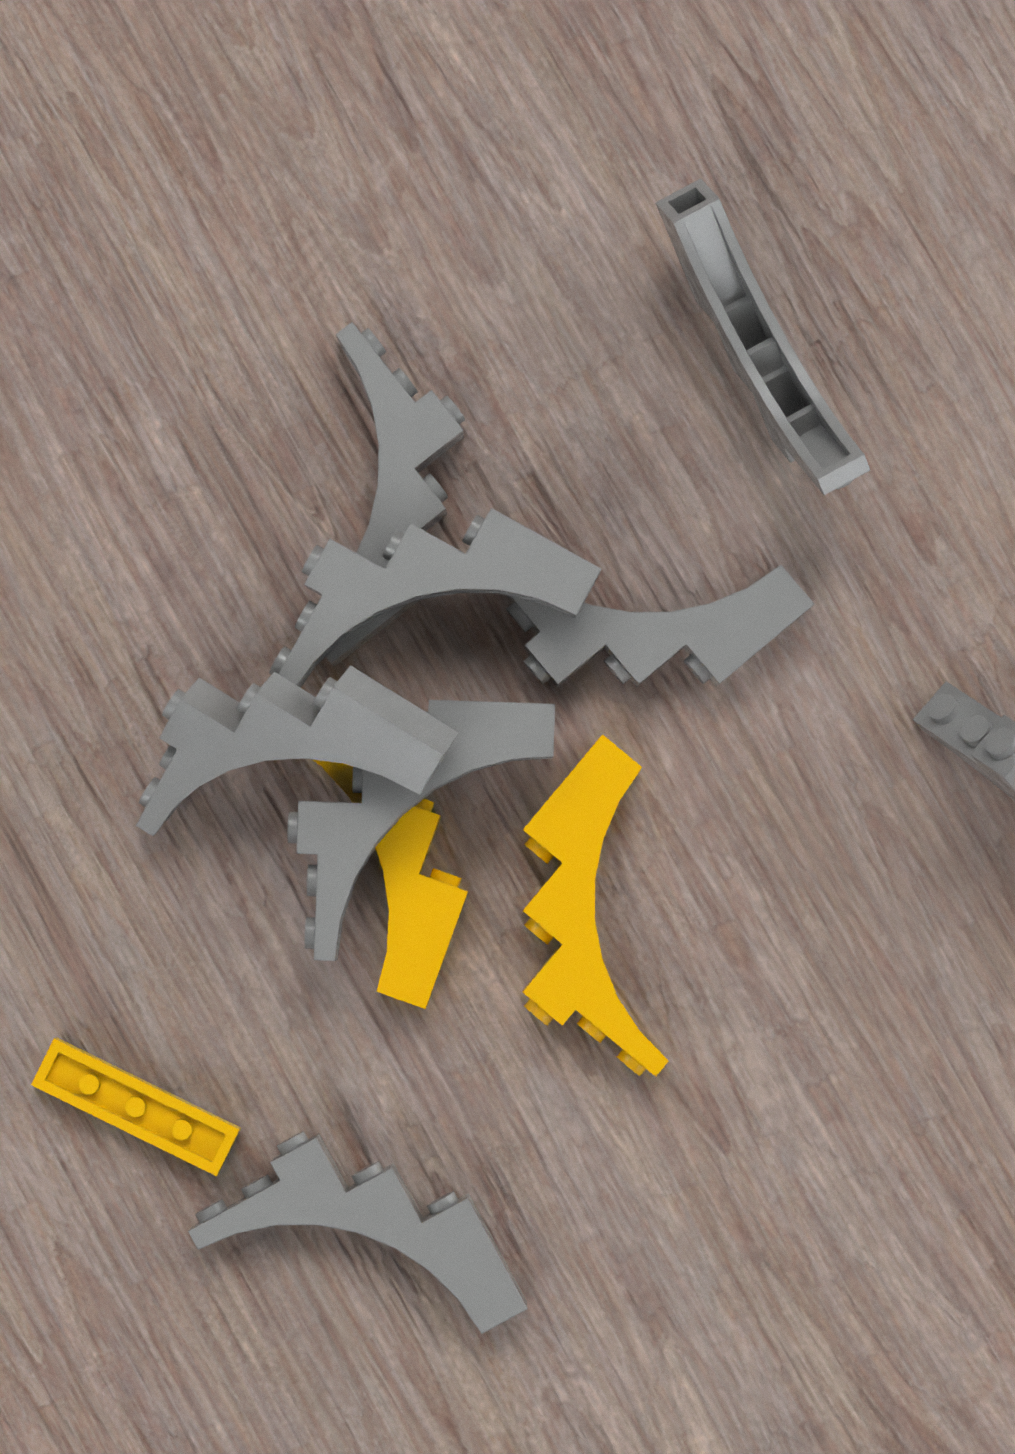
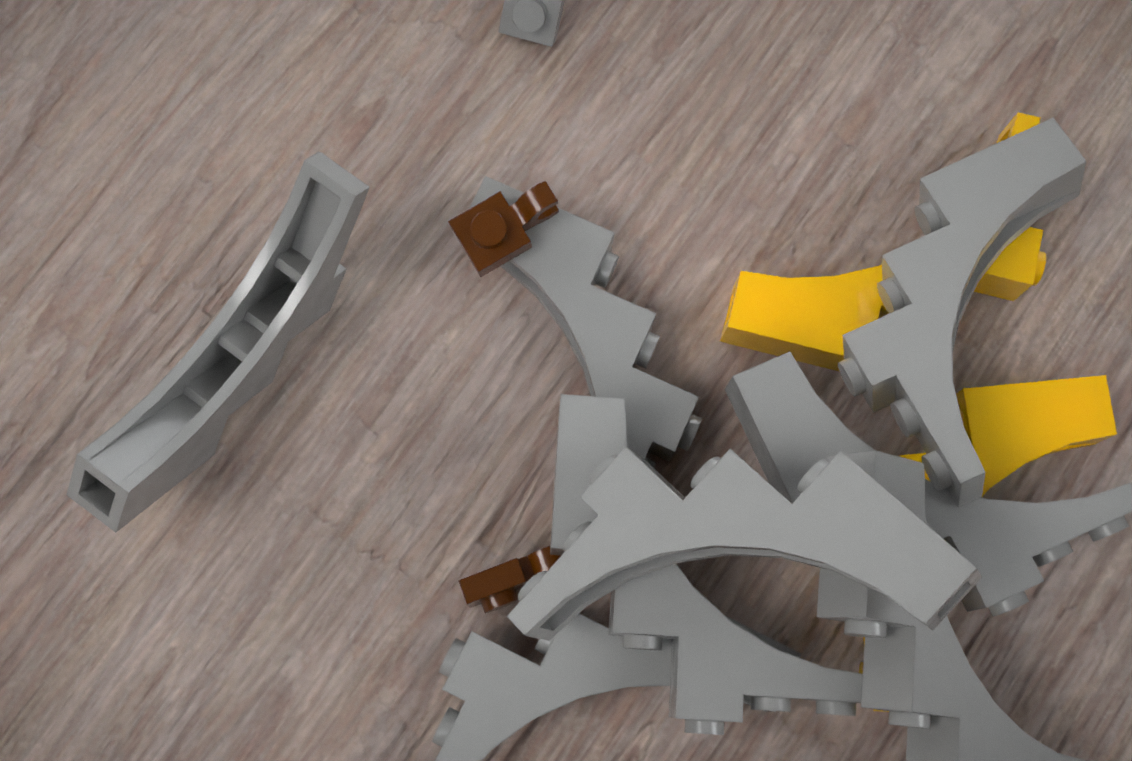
camera: 120 degrees left, 10 degrees down
(404, 696) = (835, 524): none -> light grey arch
(488, 467) = (498, 585): none -> reddish brown plate
(594, 961) = (967, 222): none -> light grey arch
(762, 588) = (496, 232): none -> reddish brown plate

